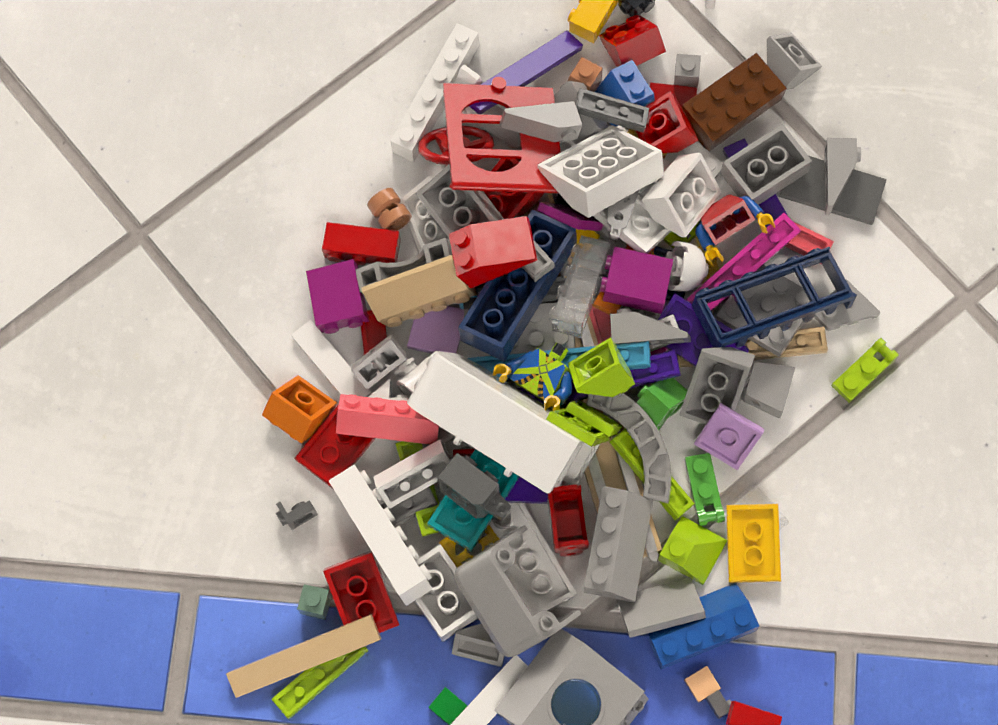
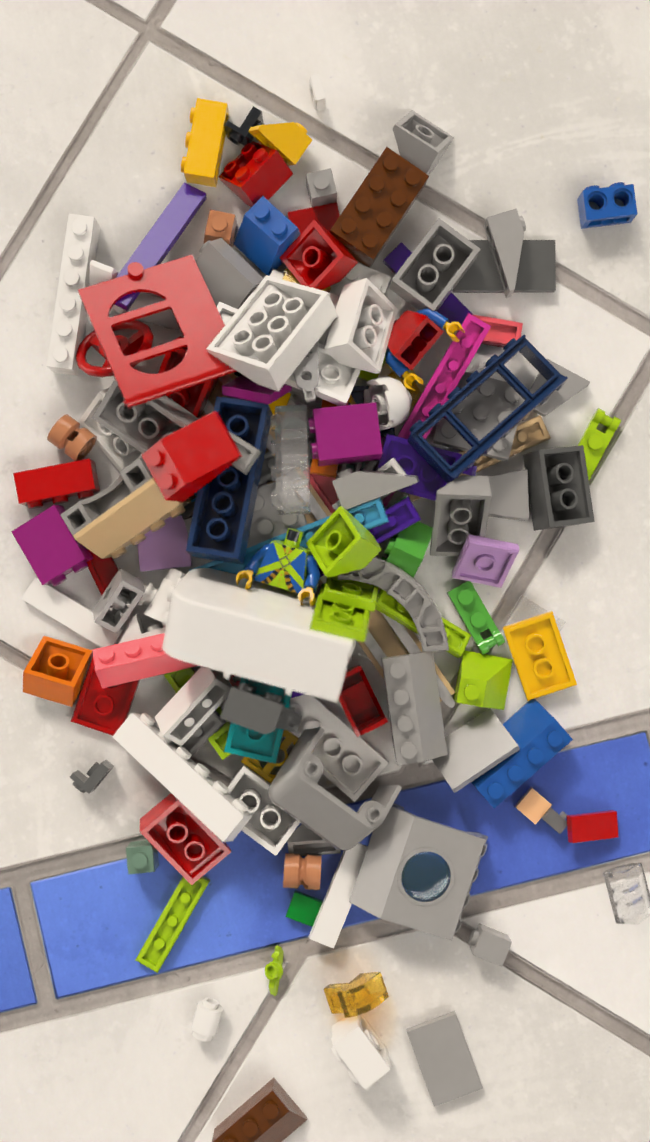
camera: 25 degrees left, 15 degrees up
(303, 656) = (151, 912): tan tile -> none
(459, 667) = (302, 871): none -> nougat wheel
(547, 121) = (197, 298): light grey slope -> none
(611, 110) = (260, 260): tile -> none
(671, 20) = (286, 138): none -> yellow slope
(820, 394) = (558, 487): none -> dark grey slope
(943, 171) = (608, 212): none -> blue brick

